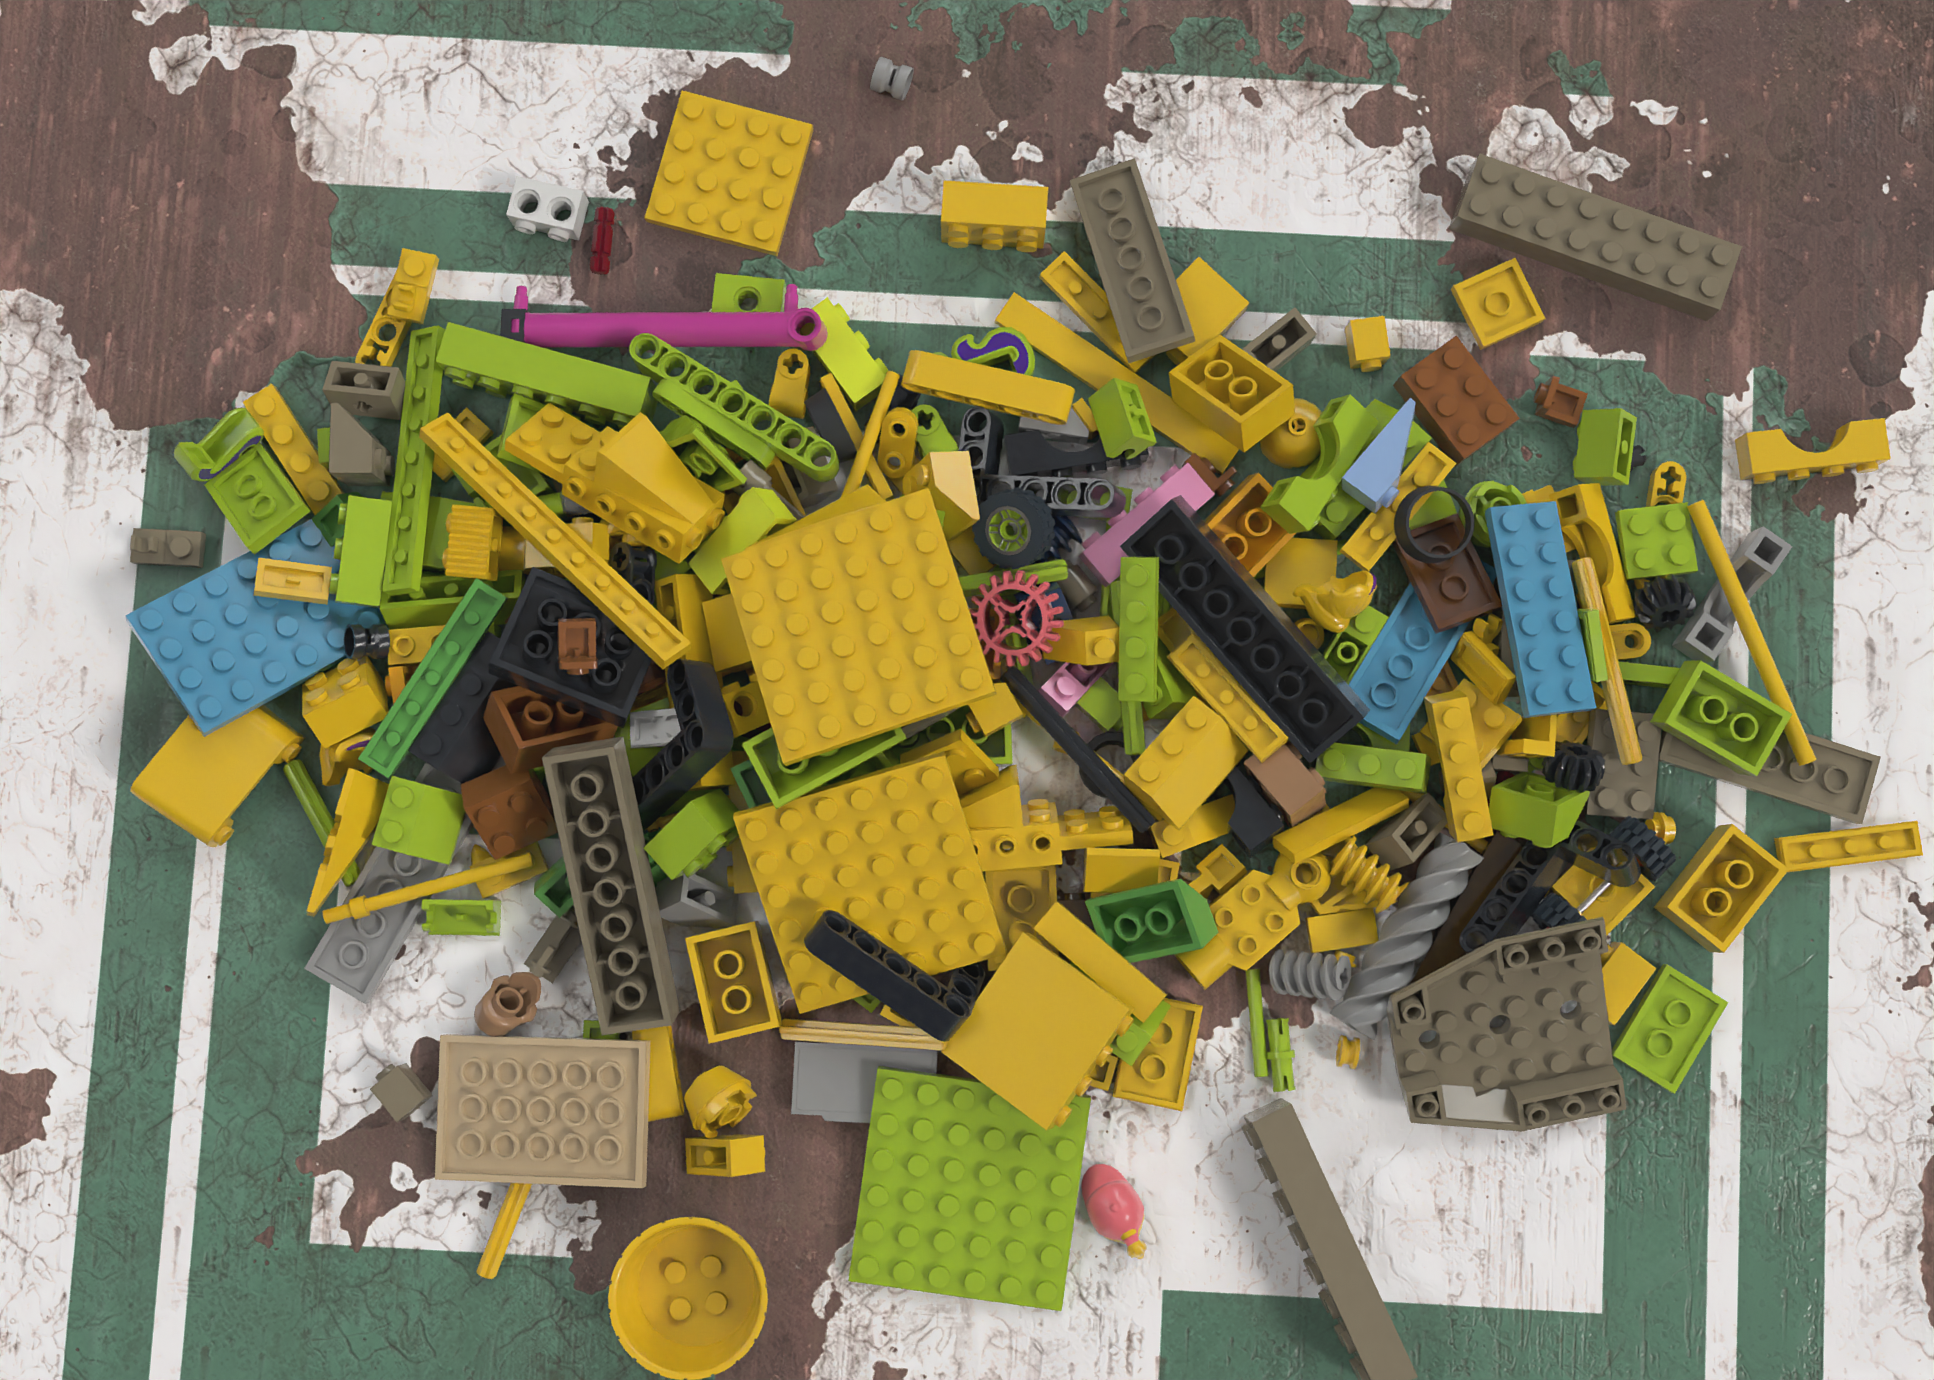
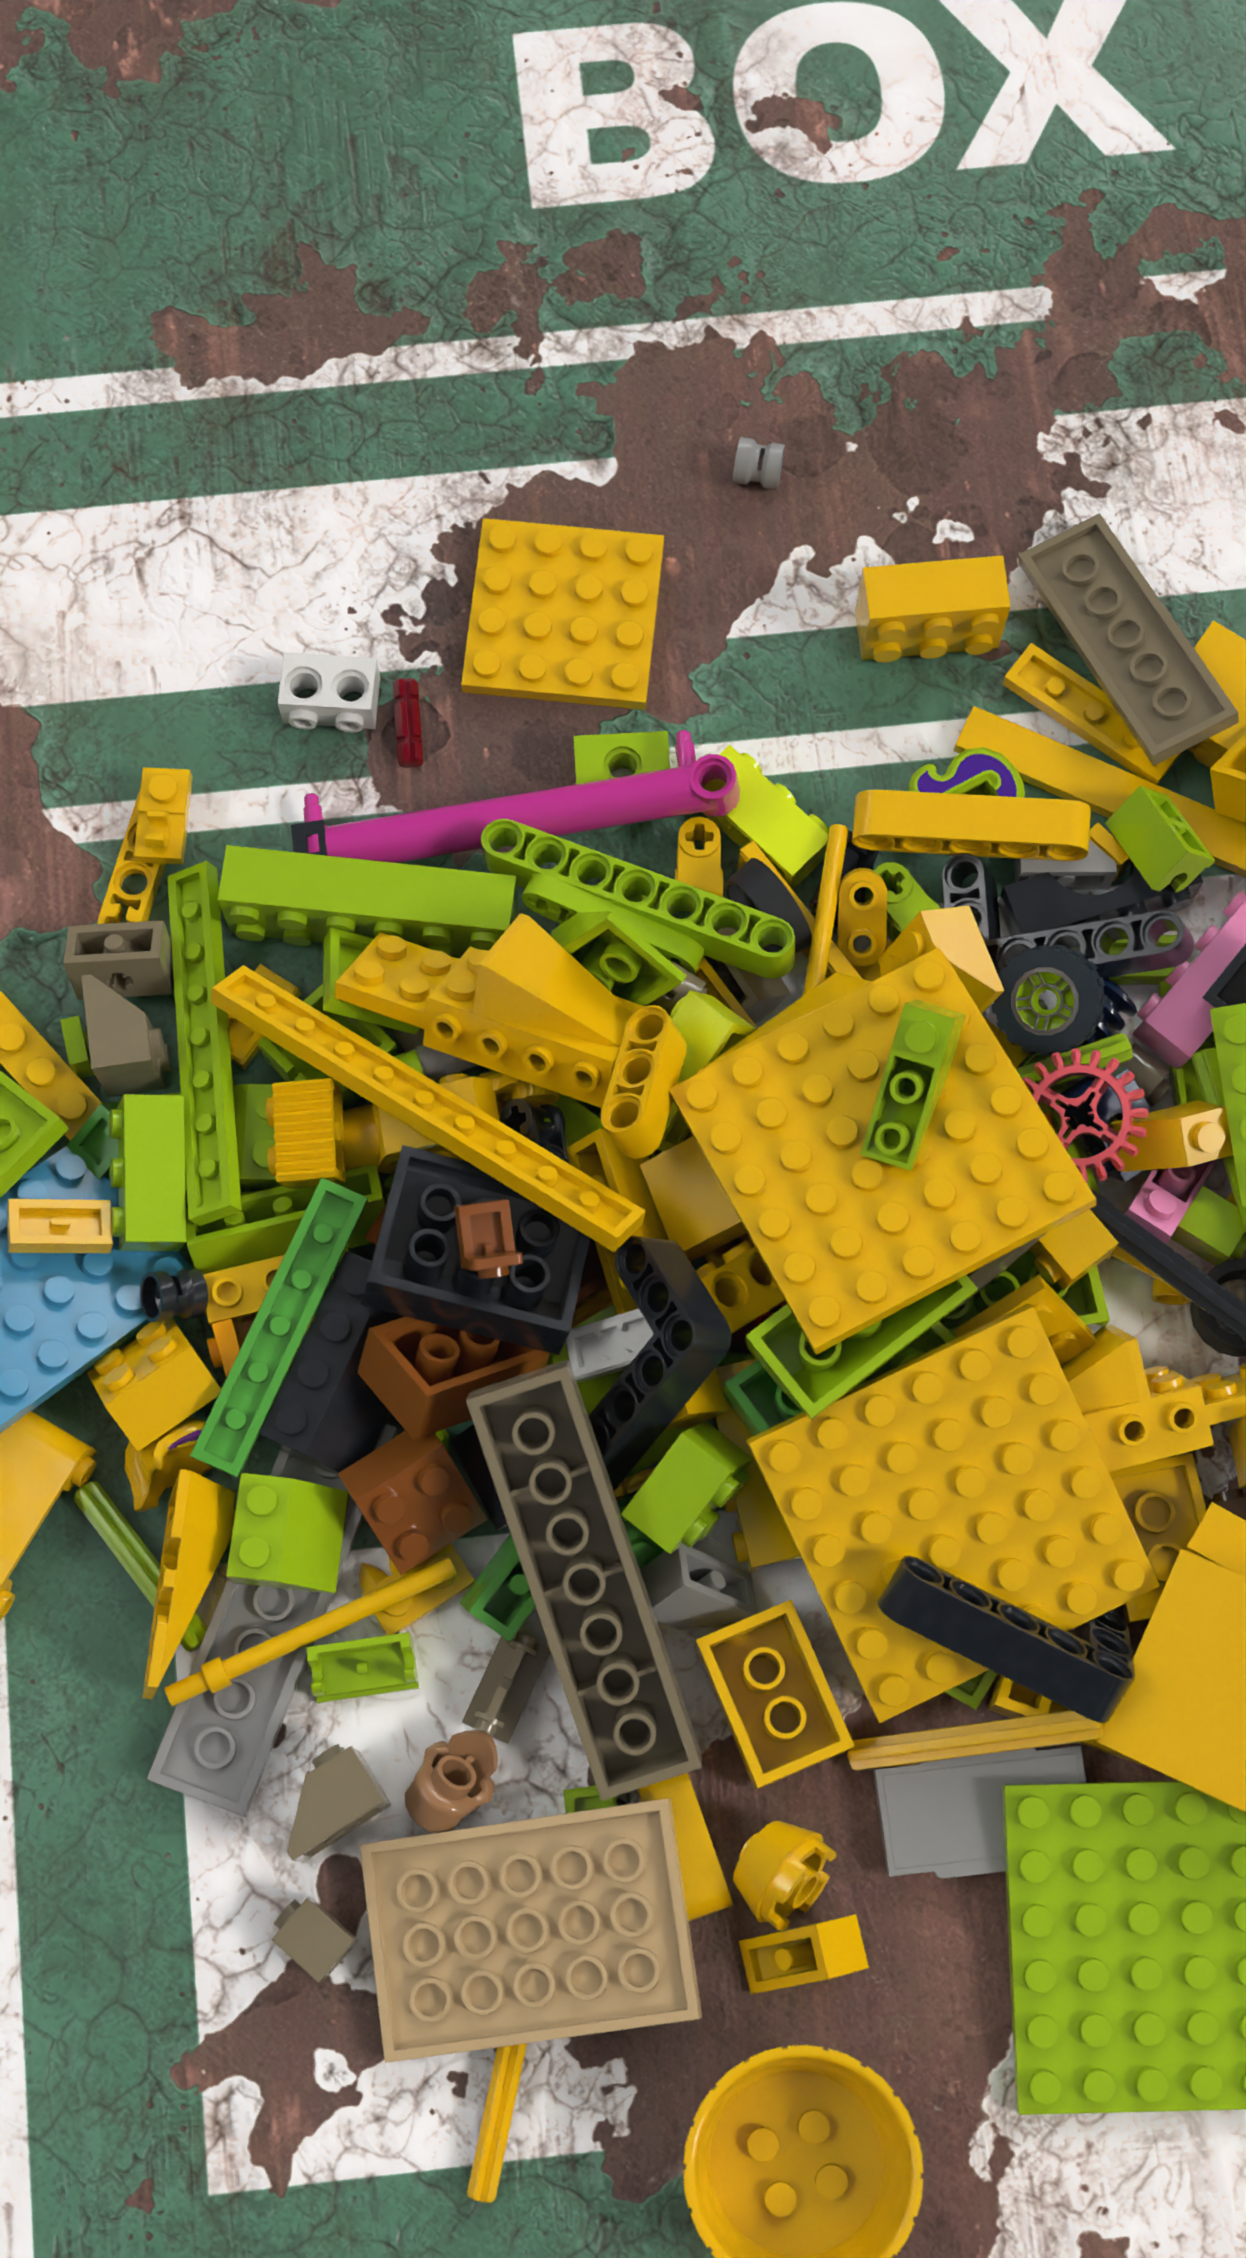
camera: 10 degrees left, 10 degrees down
(425, 1004) = (334, 1801): none -> dark tan slope
(702, 549) = (640, 1083): none -> yellow beam
(884, 585) = (912, 1082): none -> lime slope

